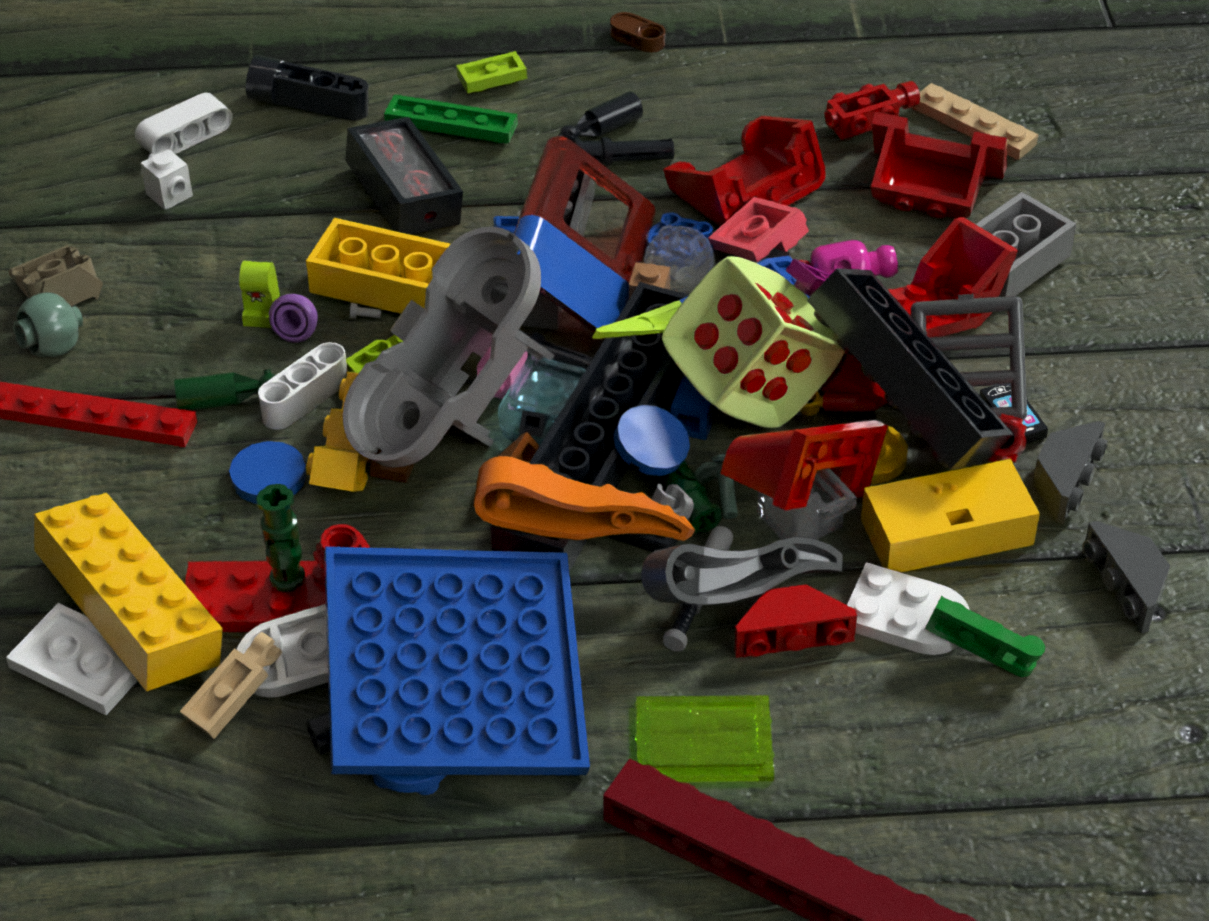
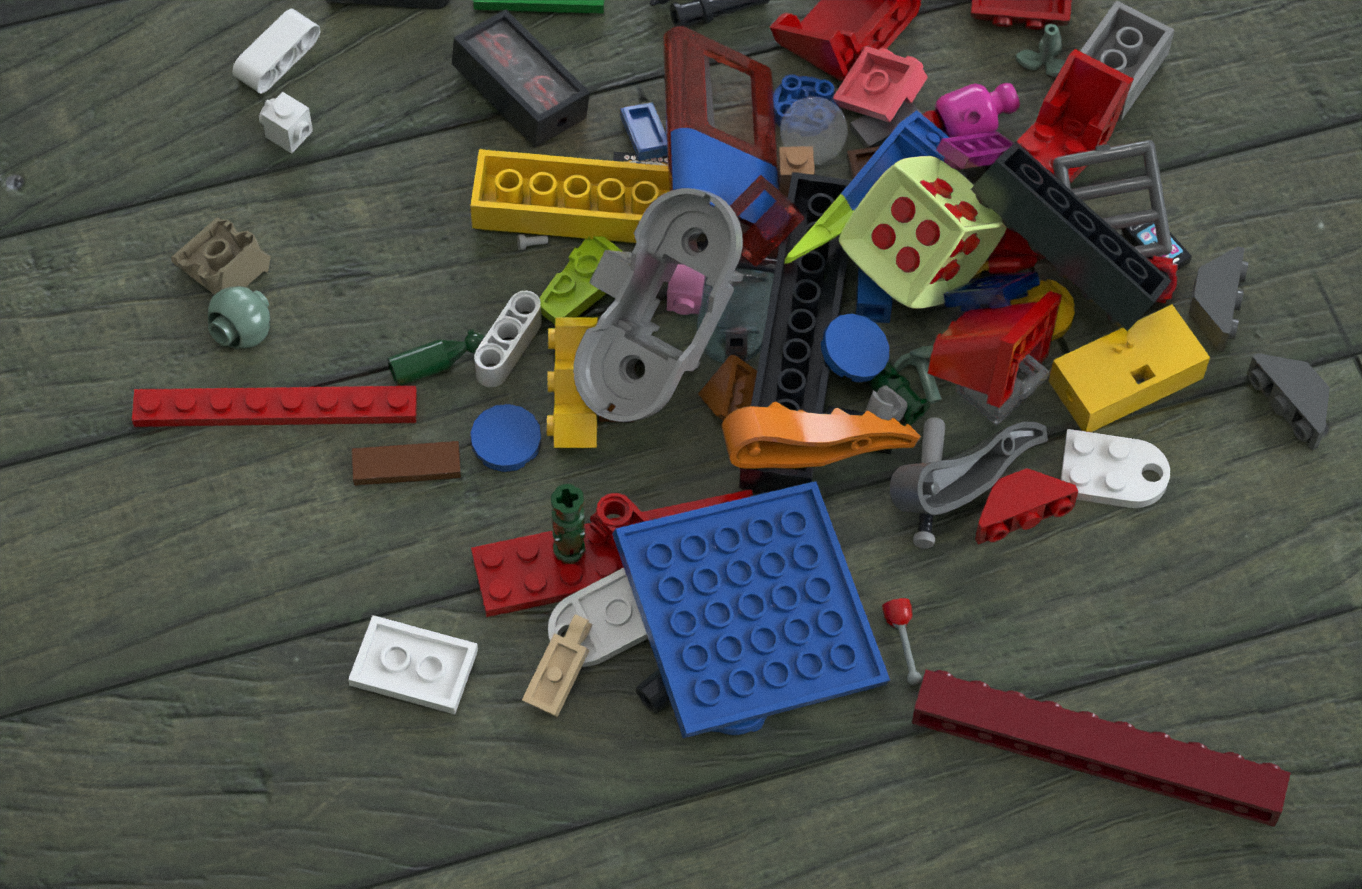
camera: 15 degrees left, 15 degrees up
(127, 591) = (433, 592): yellow brick -> none
(157, 477) = (406, 463): none -> reddish brown tile
(259, 291) = (432, 247): lime leg -> none
(293, 317) = (471, 264): medium lavender brick -> none
(580, 339) = (771, 226): none -> clear red tile
(621, 705) = (898, 614): none -> hinge
(706, 737) = (975, 628): clear neon green piece -> none
(815, 414) = (994, 290): none -> clear blue plate
(944, 219) = (1049, 46): none -> sand green plant
(985, 638) = (1188, 488): green plate -> none

